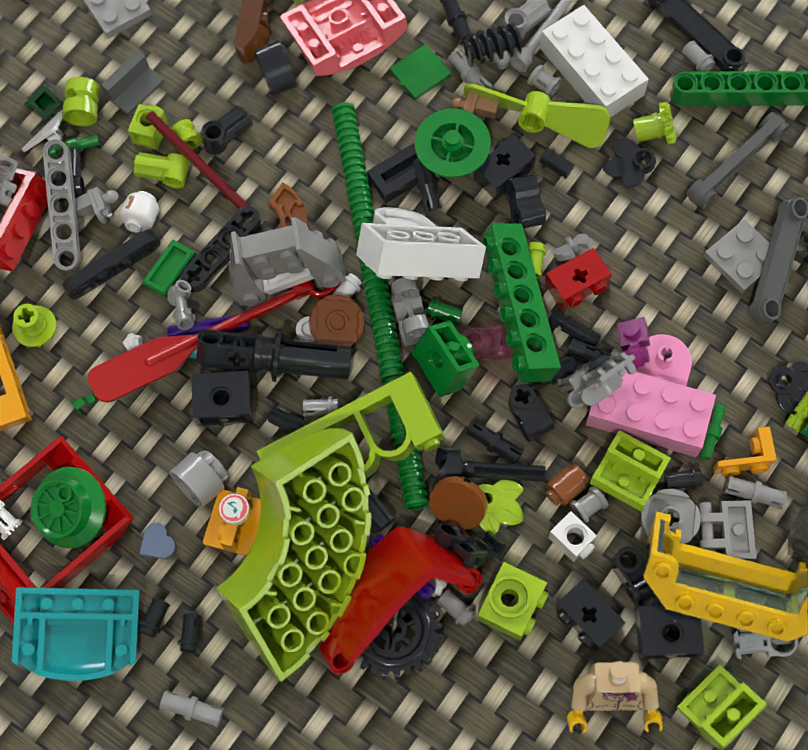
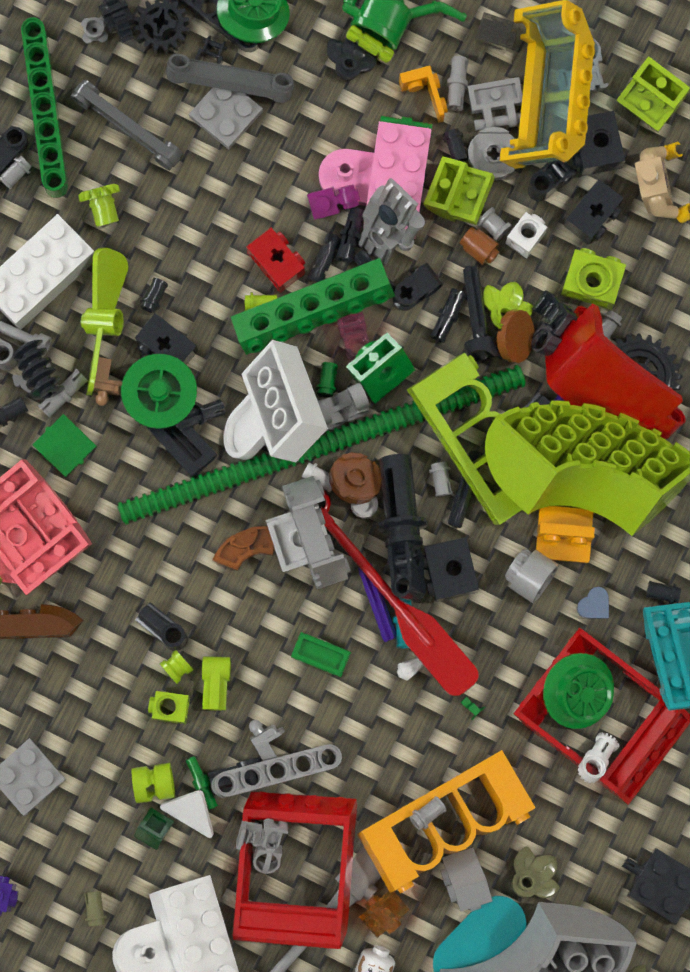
camera: 105 degrees left, 10 degrees up
(33, 325) = (403, 773): lime gear -> none
(111, 264) = (328, 710): black beam -> none
(131, 83) = (122, 735): dark grey panel -> none
(139, 211) = (268, 694): white head -> none
(178, 297) = (351, 636): light grey bar -> none
(190, 633) = (671, 556): black pin -> none
(195, 160) = (206, 646): dark red piece -> none
(217, 246) = (292, 607): black beam -> none
(234, 509) = (562, 528): white tile -> none
(275, 68) = (86, 589): black axle -> none
(525, 201) = (204, 318): black axle -> none
(544, 81) = (64, 318): light grey bush -> none
(568, 250) = (248, 275): light grey piece -> none
(626, 164) = (142, 231): black plate -> none

